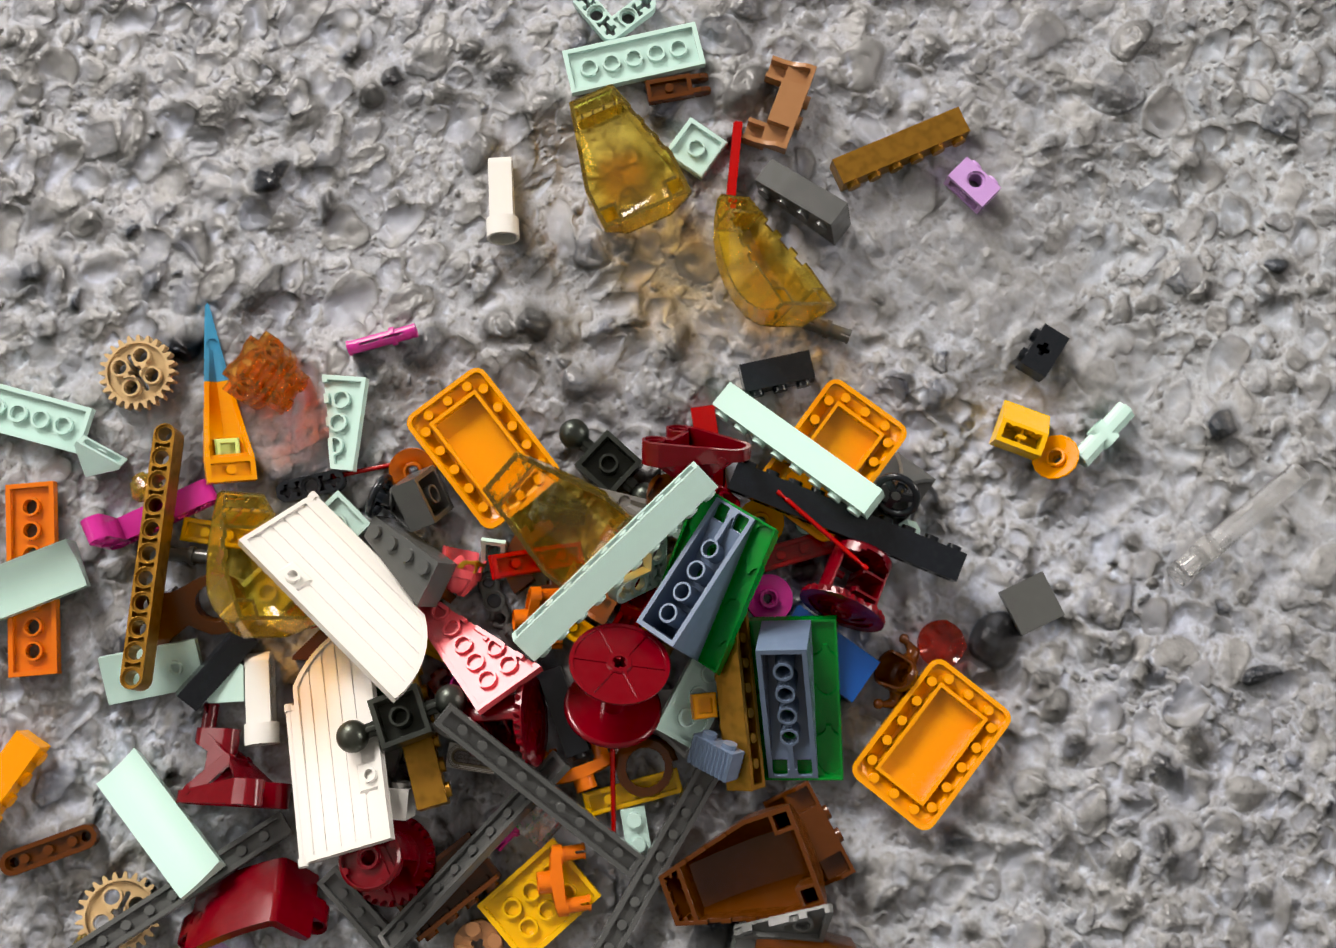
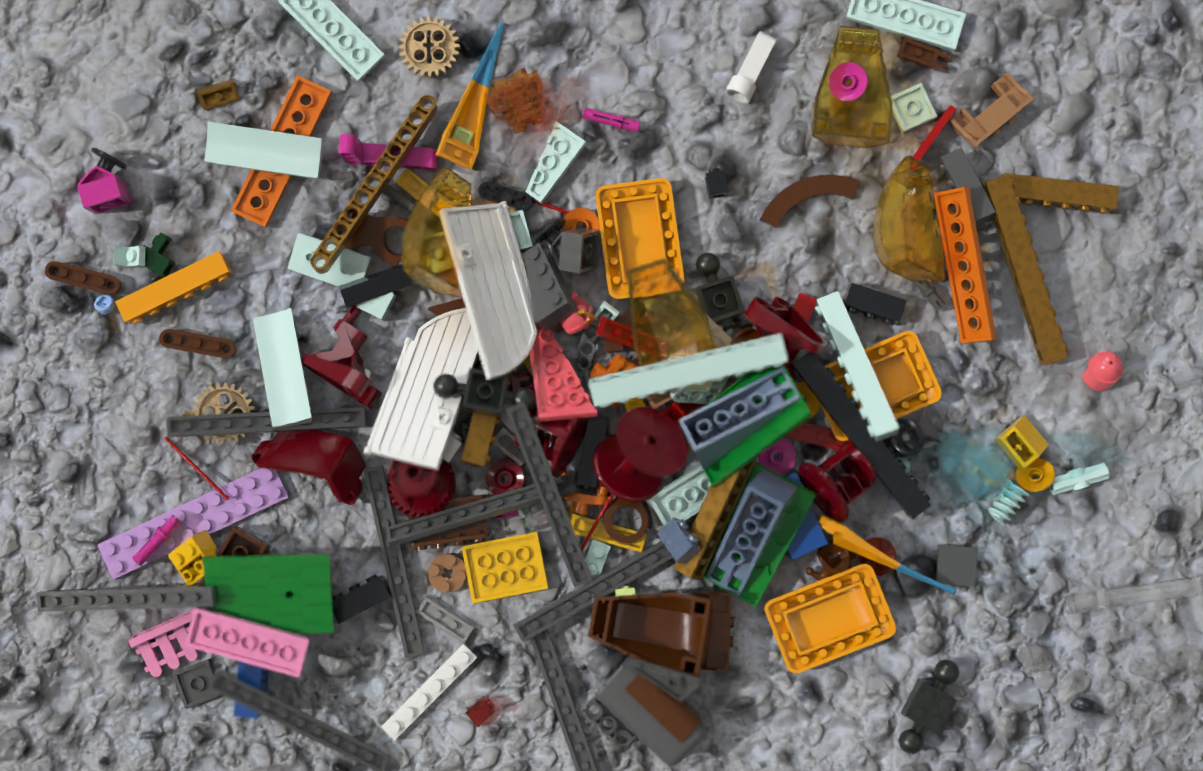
camera: 30 degrees right, 5 degrees up
(97, 458) = (369, 92): light aqua slope -> none
(138, 486) = (389, 129): clear yellow cone -> none
(260, 700) = (383, 342): white beam -> none
(470, 794) = (500, 468): none -> dark red dish
(534, 342) = (716, 183): none -> black brick
(553, 883) = (522, 558): orange connector -> none
(601, 154) = (839, 77): none -> dark pink dish
(633, 295) = (805, 189): none -> reddish brown tile
(689, 847) = (624, 591): none -> yellowish green plate
(703, 705) = (690, 502): light orange tile -> none
(822, 530) = (841, 431): red piece -> none
(851, 263) = (975, 270): none -> orange plate
(902, 645) = (849, 540): none -> light orange plate
(916, 248) = (1025, 270): none -> pearl gold brick
(974, 197) = (1089, 257): lavender brick -> none
(987, 486) = (972, 468): none -> clear light blue windscreen
(1045, 504) = (1007, 503): none -> light aqua piece
(1051, 343) = (1081, 395): black brick -> none
(1059, 305) = (1100, 373): none -> coral helmet
(1096, 778) = (928, 706): none -> pearl dark grey brick

